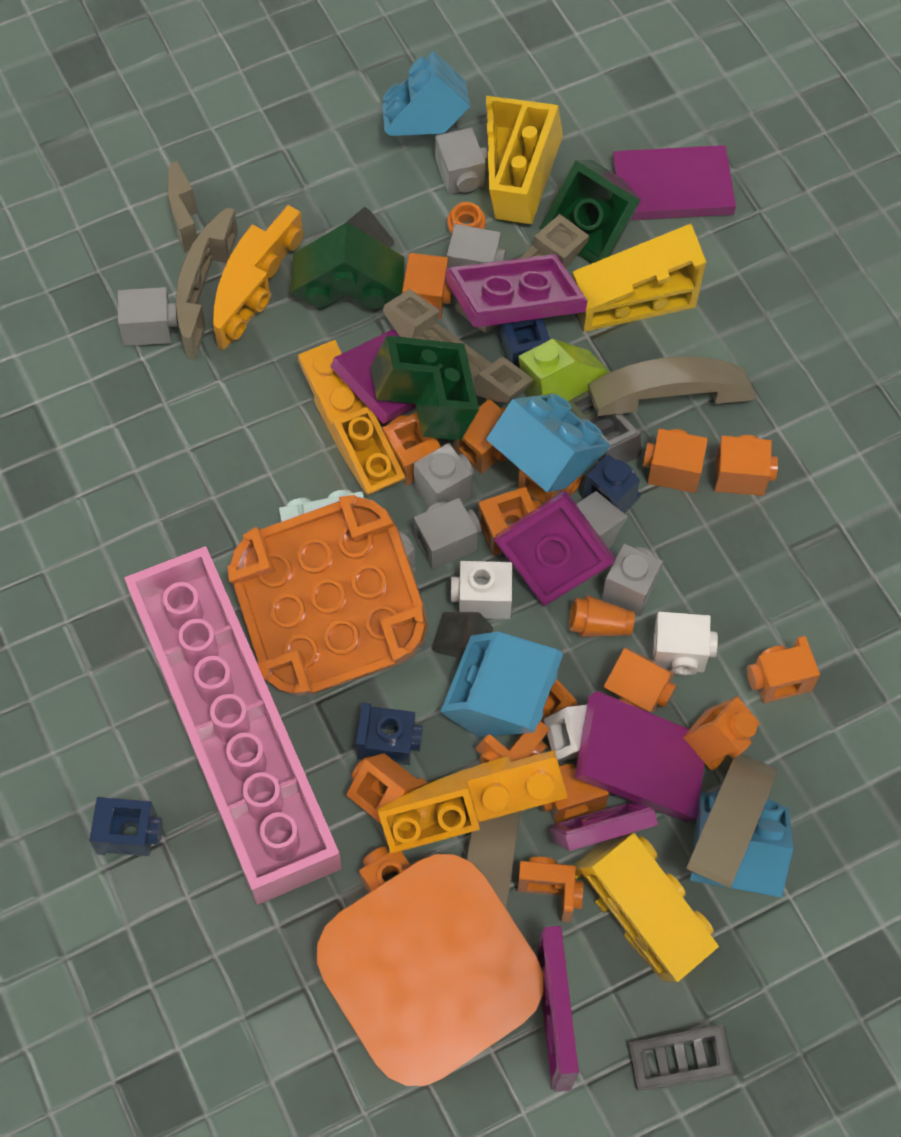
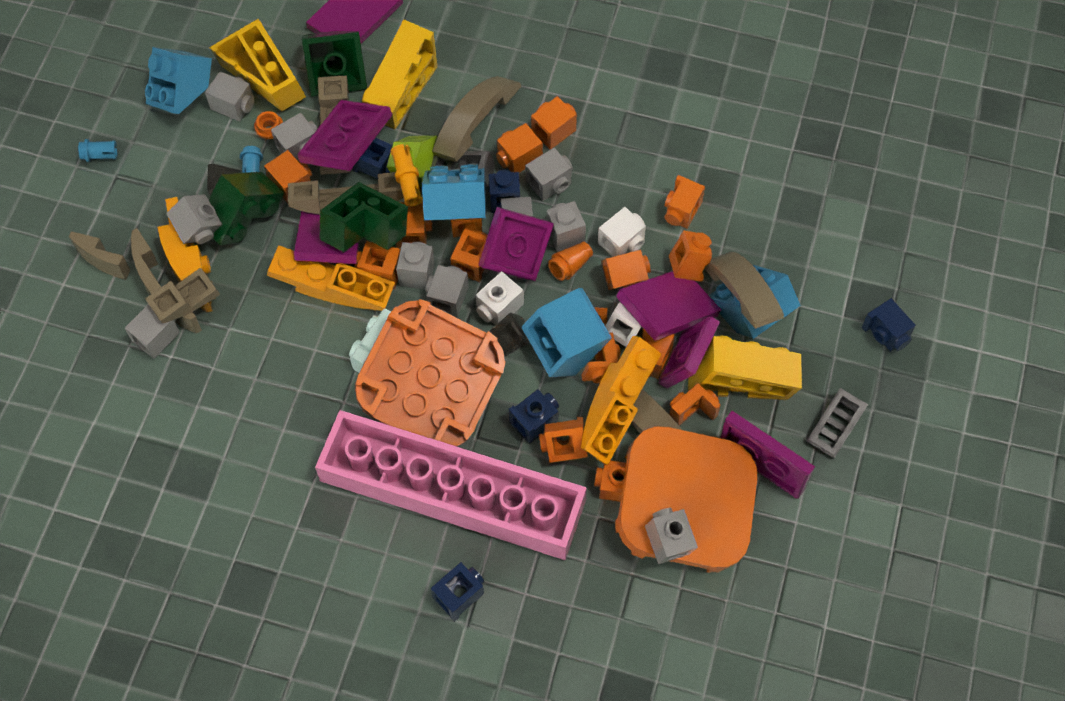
camera: 45 degrees left, 0 degrees up
(190, 308) = (180, 299): none -> dark tan slope
(284, 104) = (97, 150): none -> dark azure pin
(287, 245) = (194, 219): none -> light grey brick
(357, 983) = (670, 535): none -> light grey brick
(413, 238) = (251, 159): none -> dark azure pin
(520, 377) = (406, 175): none -> light orange pin
(679, 513) = (549, 174): none -> light grey brick
(858, 1017) = (889, 325): none -> dark blue brick

